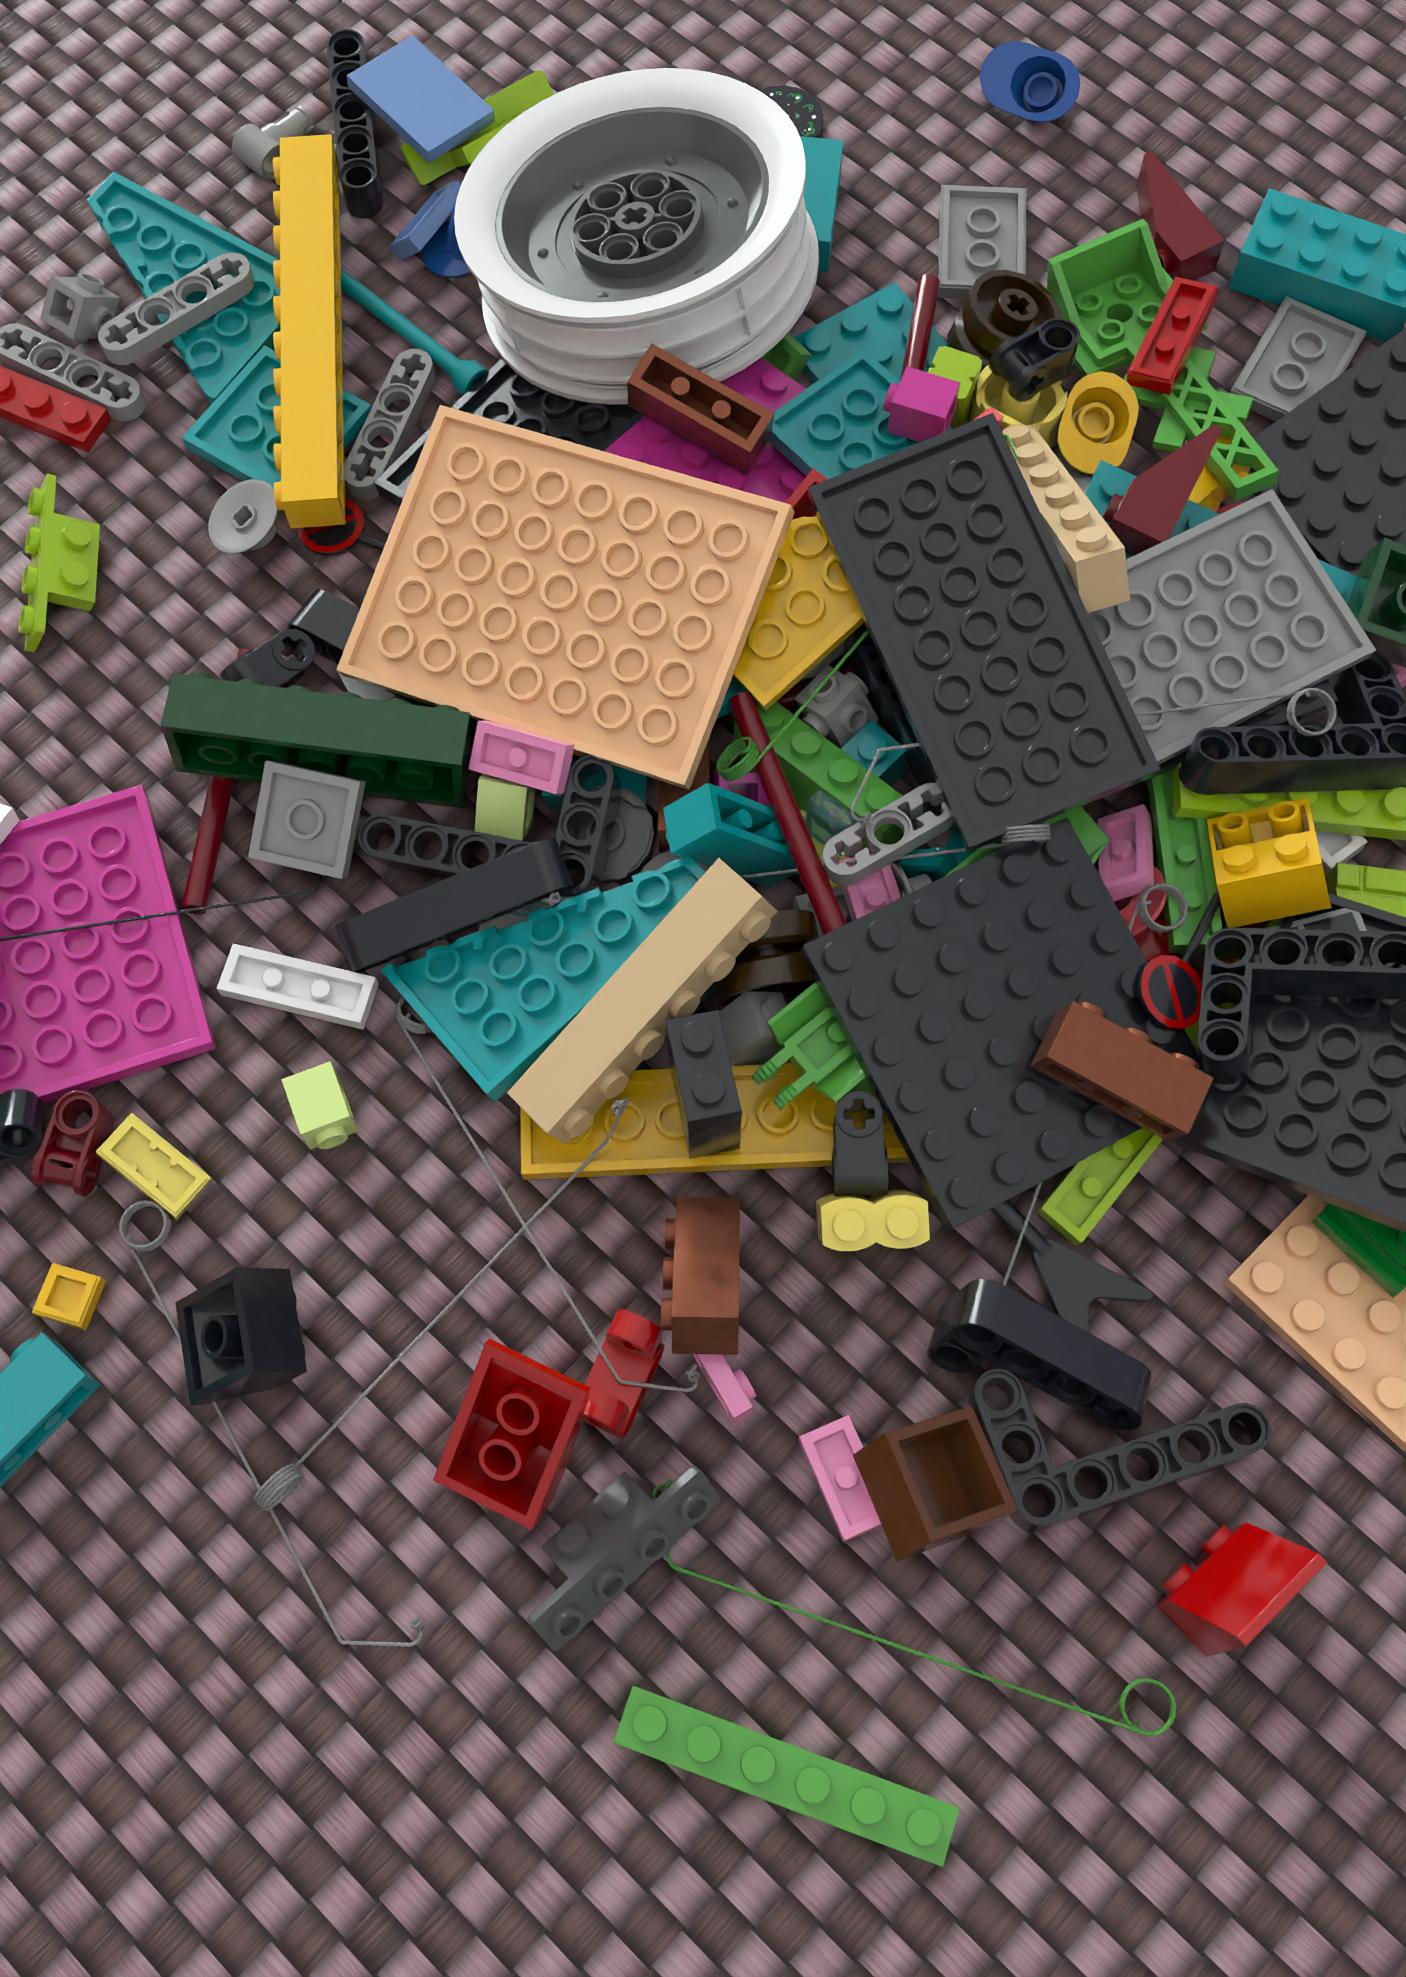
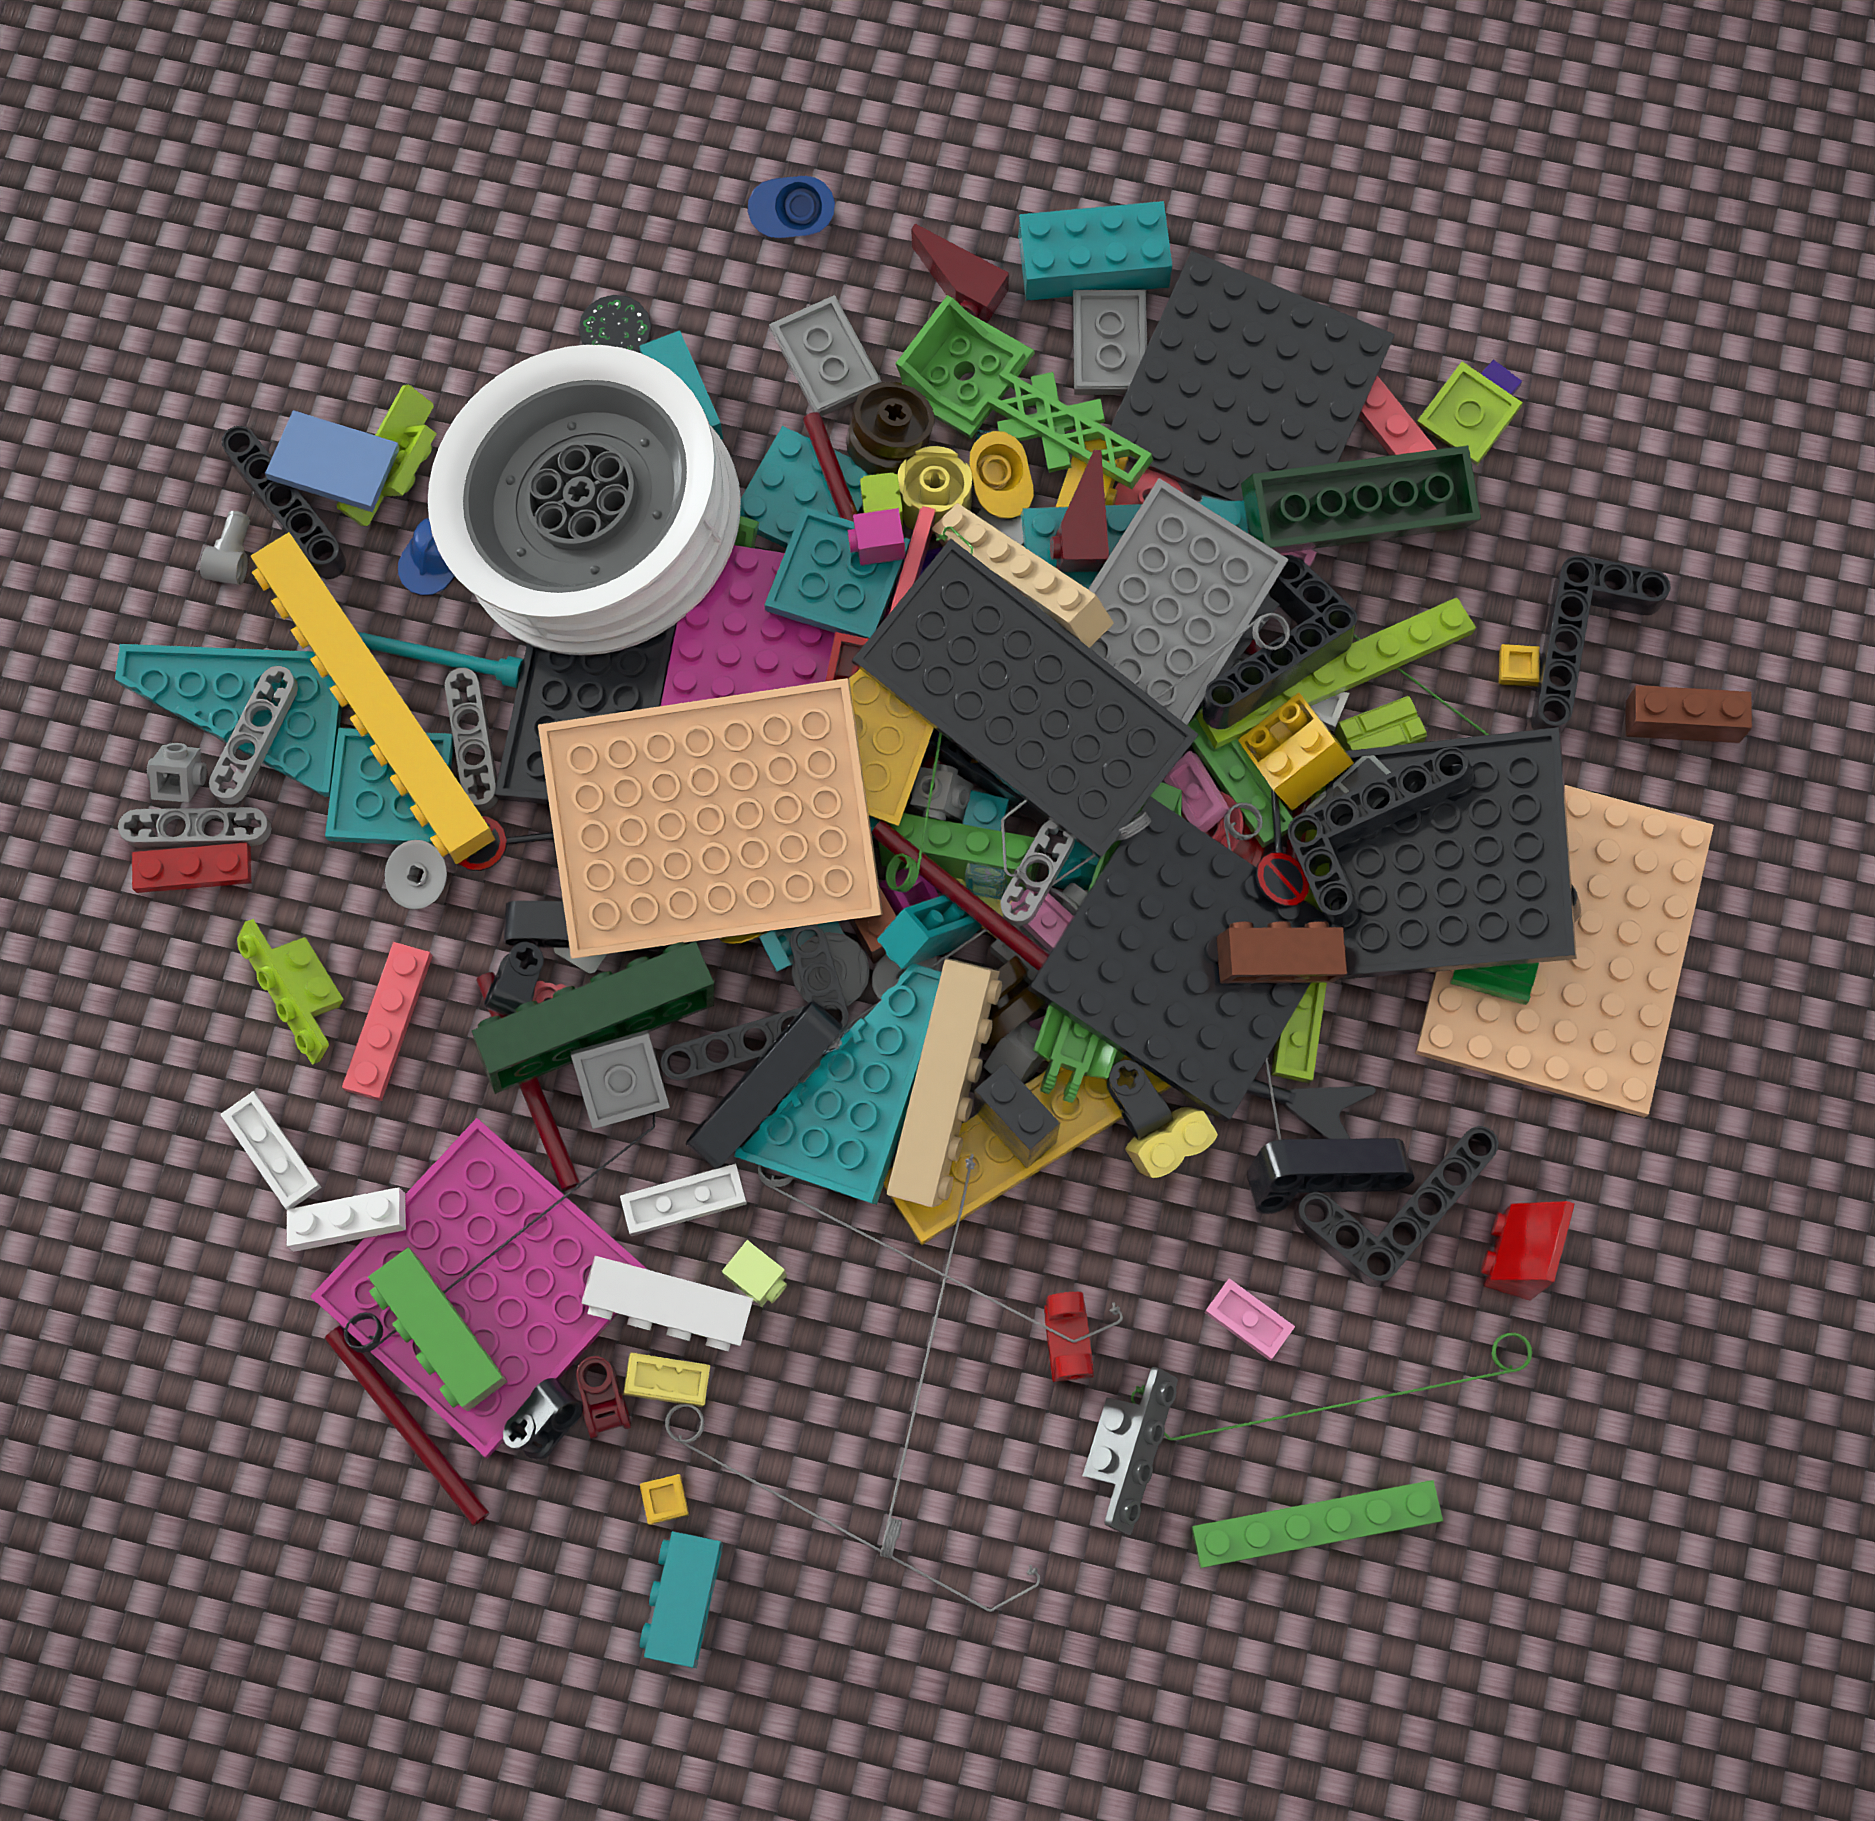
camera: 30 degrees left, 5 degrees up
(123, 648) = (387, 1021): none -> coral plate
(202, 1079) = (666, 1301): none -> white brick
(240, 1334) = (801, 1457): black slope -> none
(426, 221) = (396, 557): medium blue tile -> none
(504, 807) = (749, 988): yellowish green brick -> none
(513, 1434) = (1030, 1415): red slope -> none
(521, 757) = (750, 953): bright pink plate -> none
(699, 408) = (721, 623): copper brick -> none
(702, 1276) = (1087, 1241): copper brick -> none
(729, 1387) = (1142, 1304): bright pink plate -> none
(934, 1482) = (1309, 1290): reddish brown piece -> none
(1037, 357) = (933, 457): black piece -> none
(1172, 335) = (1017, 377): red tile -> none

